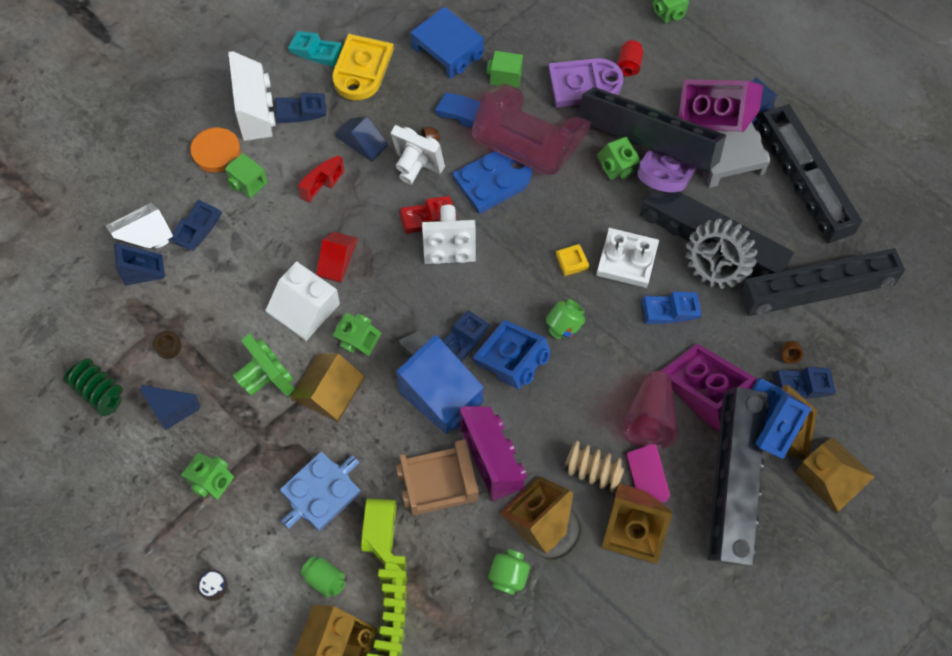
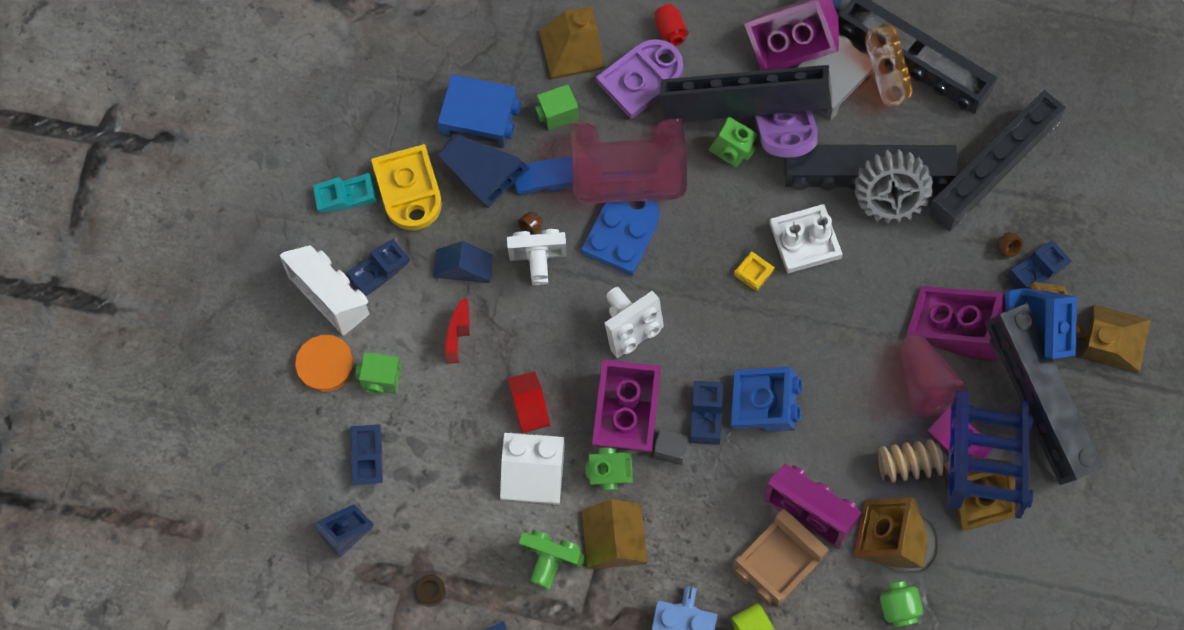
camera: 30 degrees left, 5 degrees up
(142, 227) = (315, 489): white slope -> none
(401, 295) = (626, 406): none -> magenta slope
(420, 80) = (482, 168): none -> dark blue slope
(429, 212) = (585, 308): red slope -> none
(439, 384) = (725, 472): blue slope -> none
(549, 34) = (572, 43): none -> pearl gold slope
(565, 319) = (792, 336): bright green head -> none
(646, 469) = (962, 463): none -> clear blue fence
(671, 309) = (877, 265): blue slope -> none
(773, 156) = (884, 78): none -> clear orange beam

